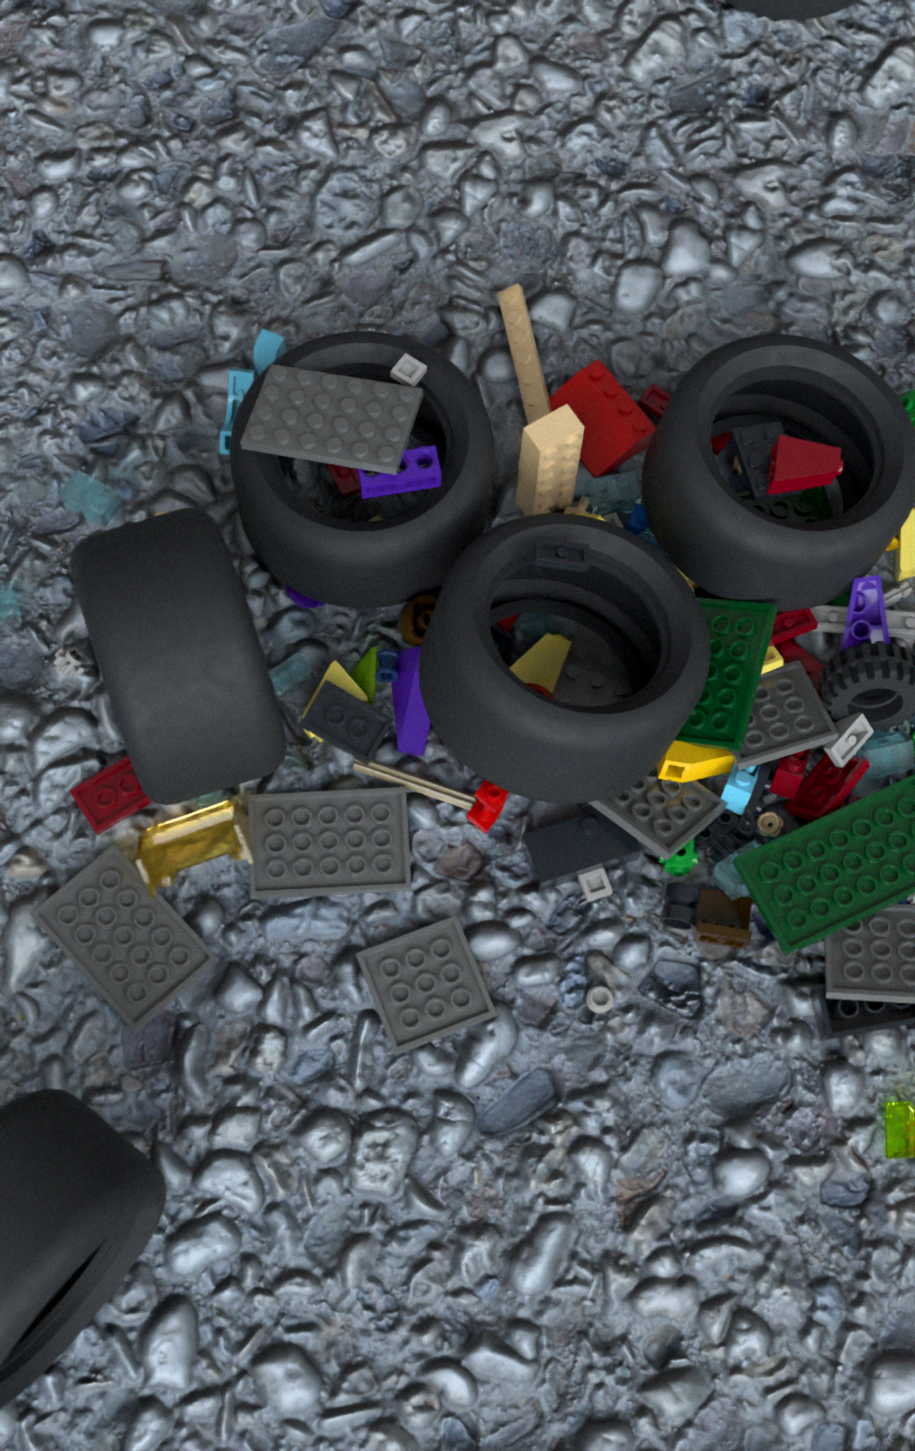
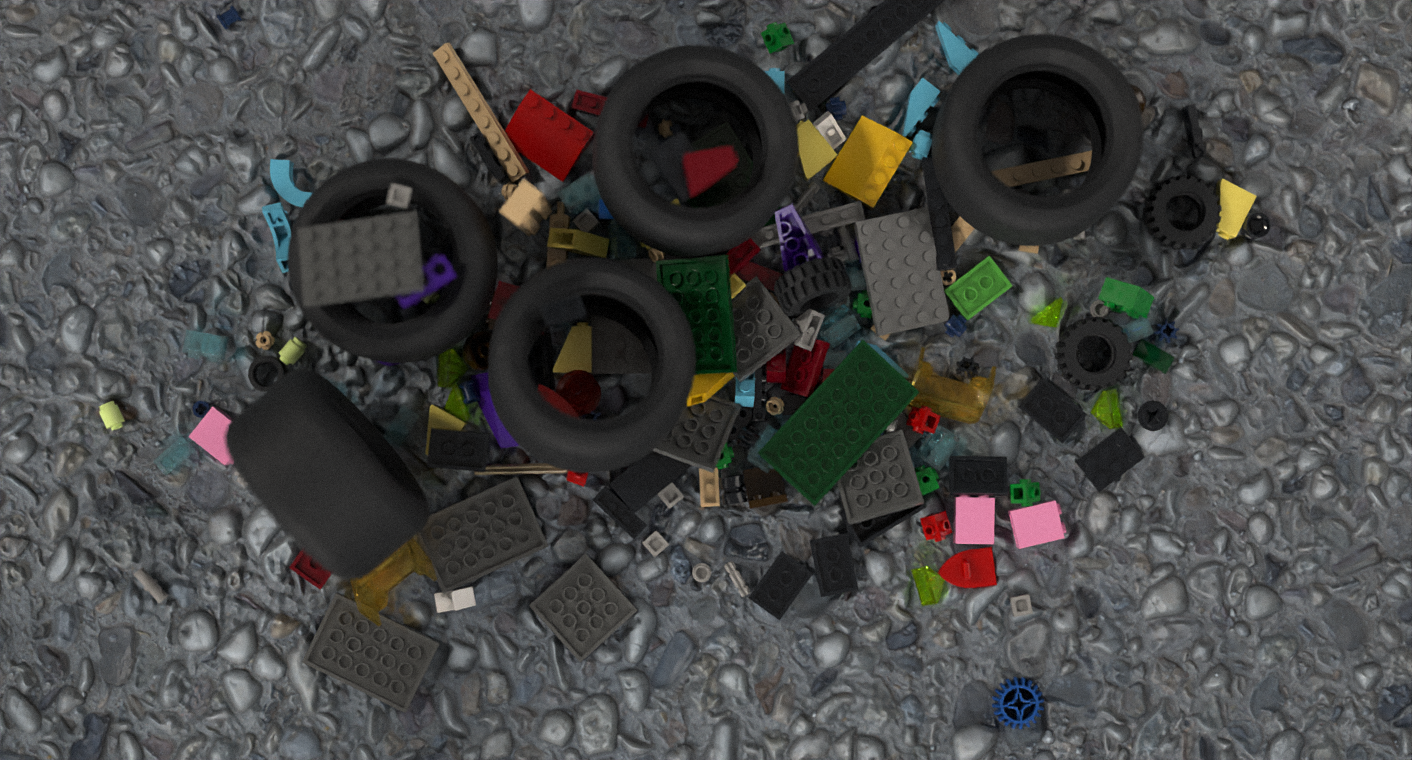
camera: 15 degrees left, 20 degrees up
(56, 576) = (197, 405): none -> dark blue bush
(56, 607) = (211, 434): none -> bright pink brick
(262, 912) = (455, 599): none -> white slope
(281, 180) = (229, 17): none -> dark blue bush
(374, 632) = (450, 368): none -> clear neon green slope
(516, 415) = (488, 157): none -> black hinge
(520, 881) = (619, 512): none -> black plate
(552, 938) = (655, 543): none -> light grey plate
(644, 1025) = (737, 578): none -> light grey axle
(649, 893) = (709, 488): none -> tan plate
(700, 1055) = (780, 585): none -> black plate
(782, 1055) = (833, 564): none -> black plate

